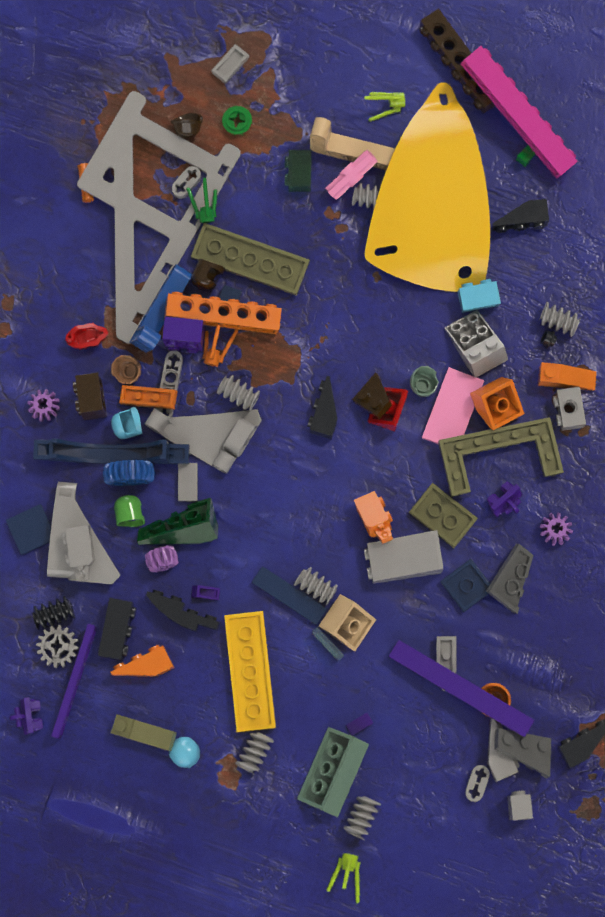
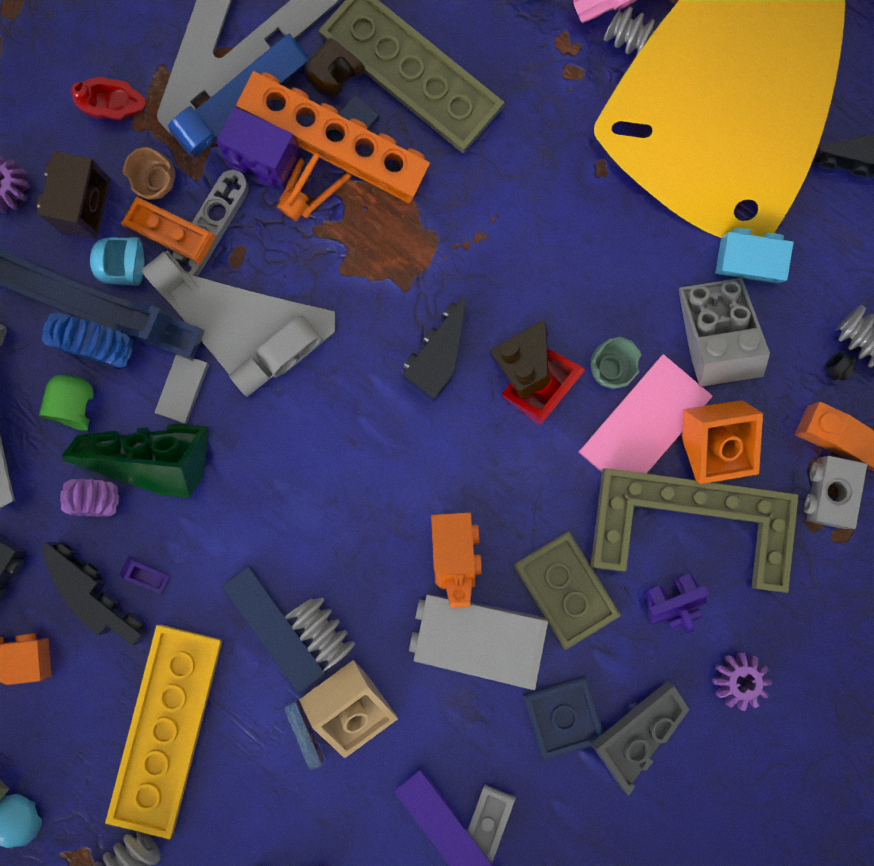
camera: 20 degrees right, 5 degrees up
(238, 392) = (311, 274): light grey piece -> none

